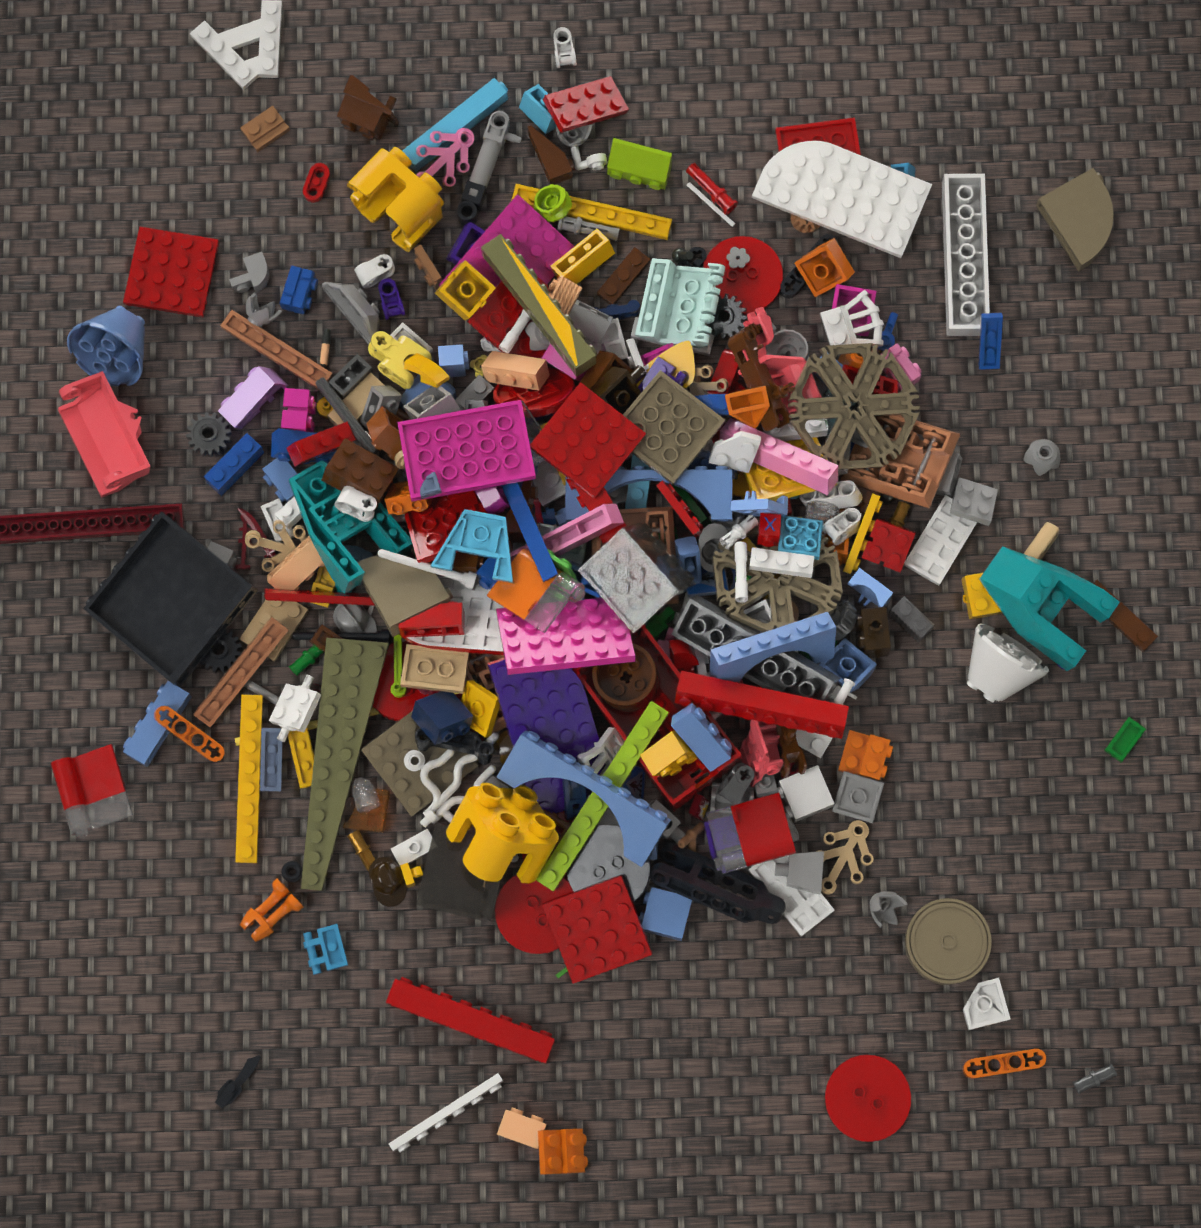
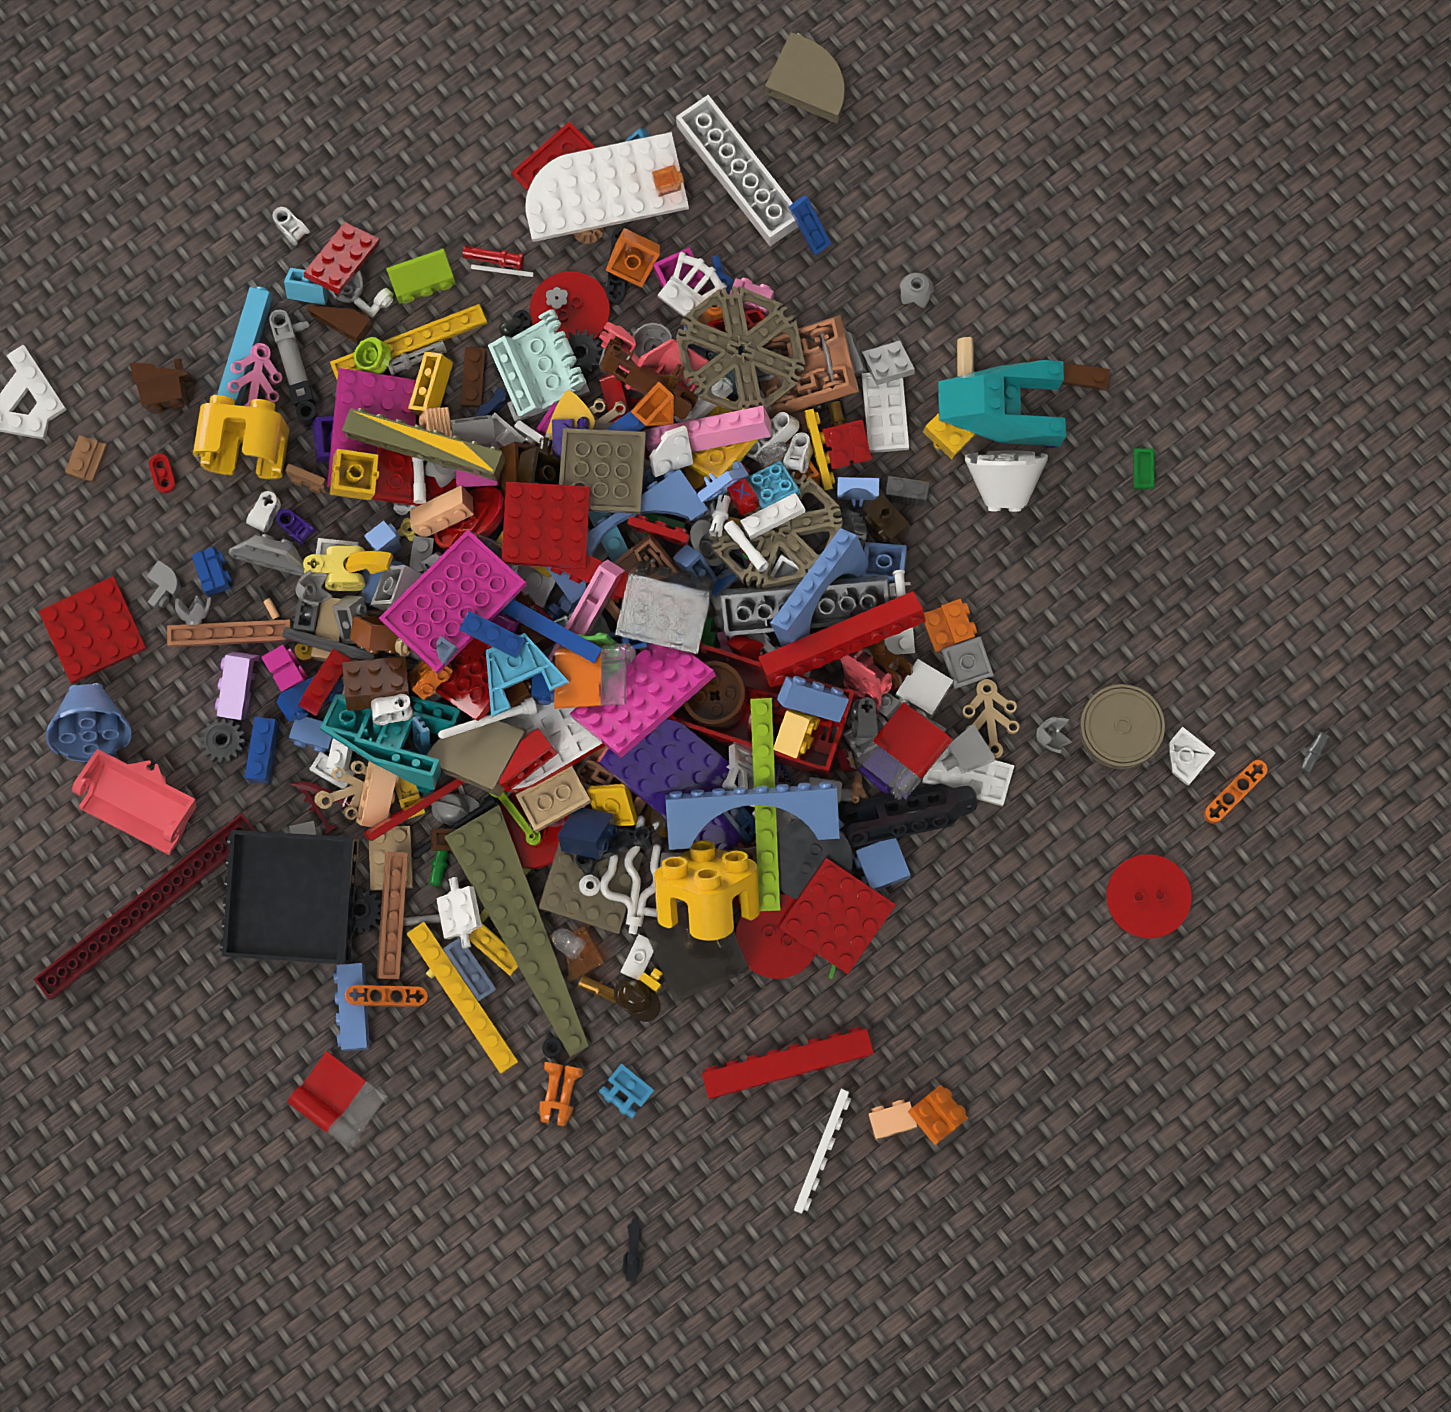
camera: 30 degrees left, 0 degrees up
(363, 360) = (310, 588): none -> light grey piece
(367, 541) = (421, 735): none -> dark azure tile
(477, 499) = (492, 634): none -> blue plate
(898, 222) = (667, 180): none -> clear orange brick

